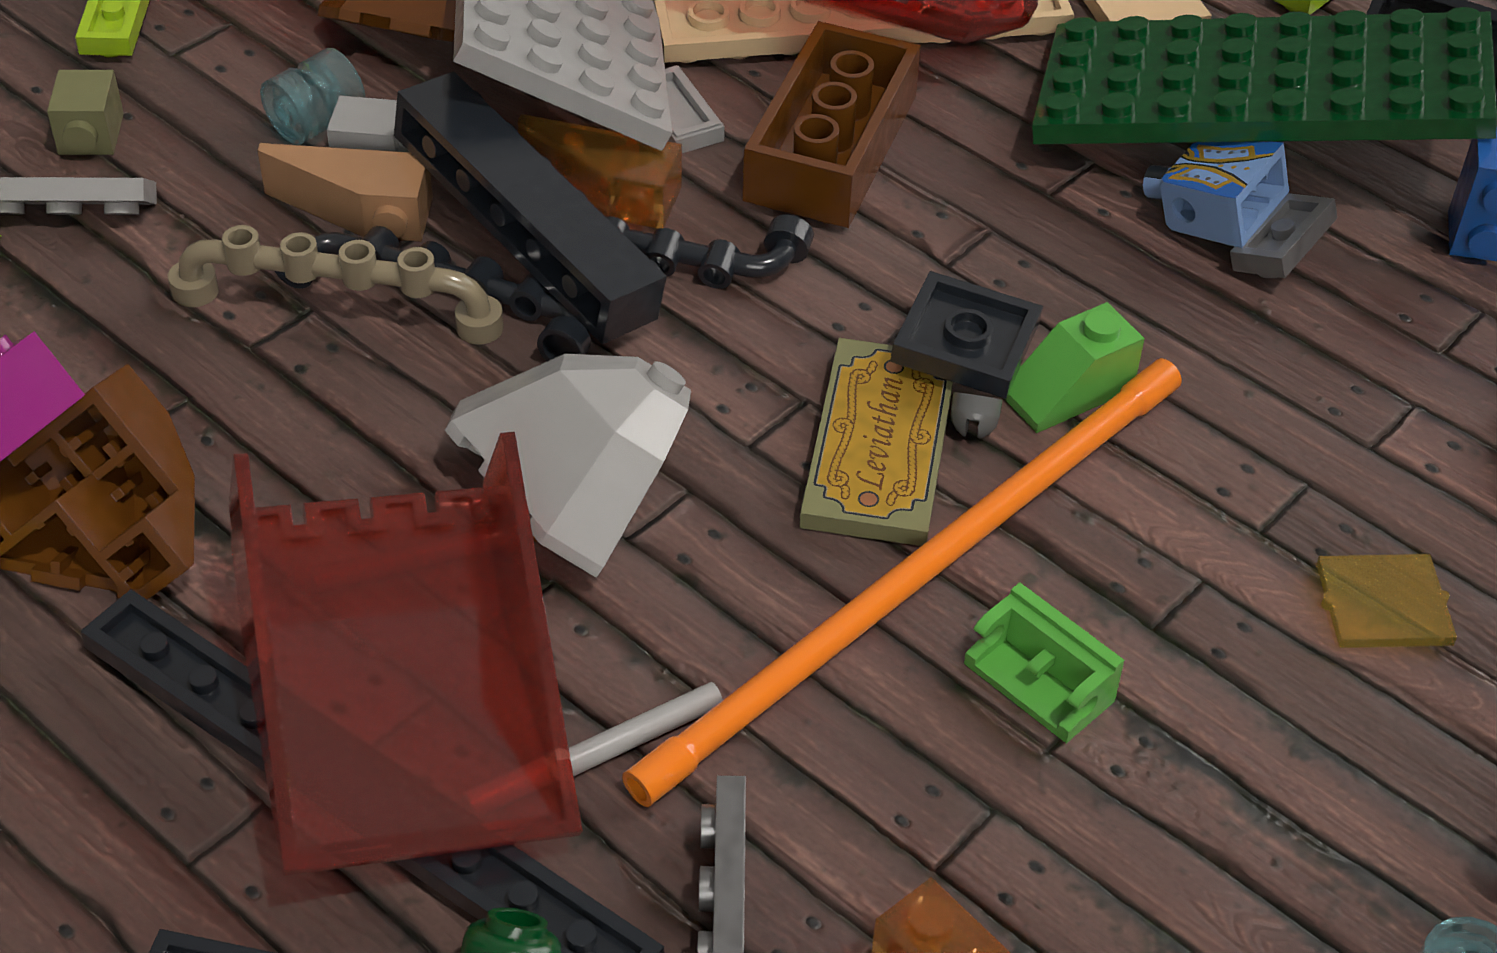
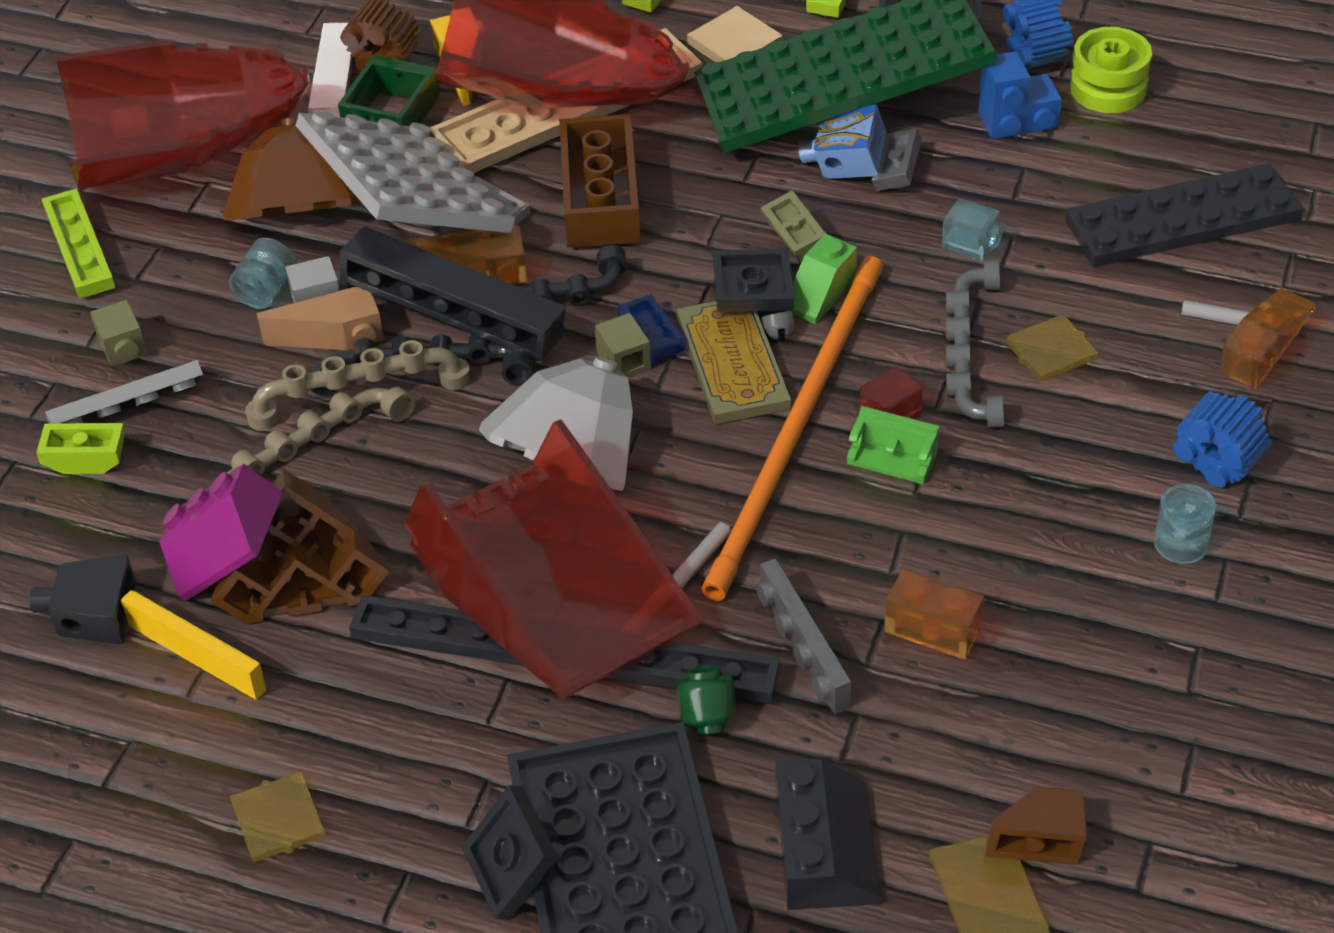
camera: 20 degrees left, 0 degrees up
(367, 328) = (395, 403): none -> dark tan bar
(727, 365) = (624, 343): none -> olive brick
(787, 353) = (656, 325): none -> clear blue plate
(1072, 271) = (793, 224): none -> olive hinge
(1082, 584) = (893, 393): none -> clear red brick
(1227, 560) = (959, 355): none -> dark grey bar
(1344, 373) = (971, 229): none -> clear light blue brick

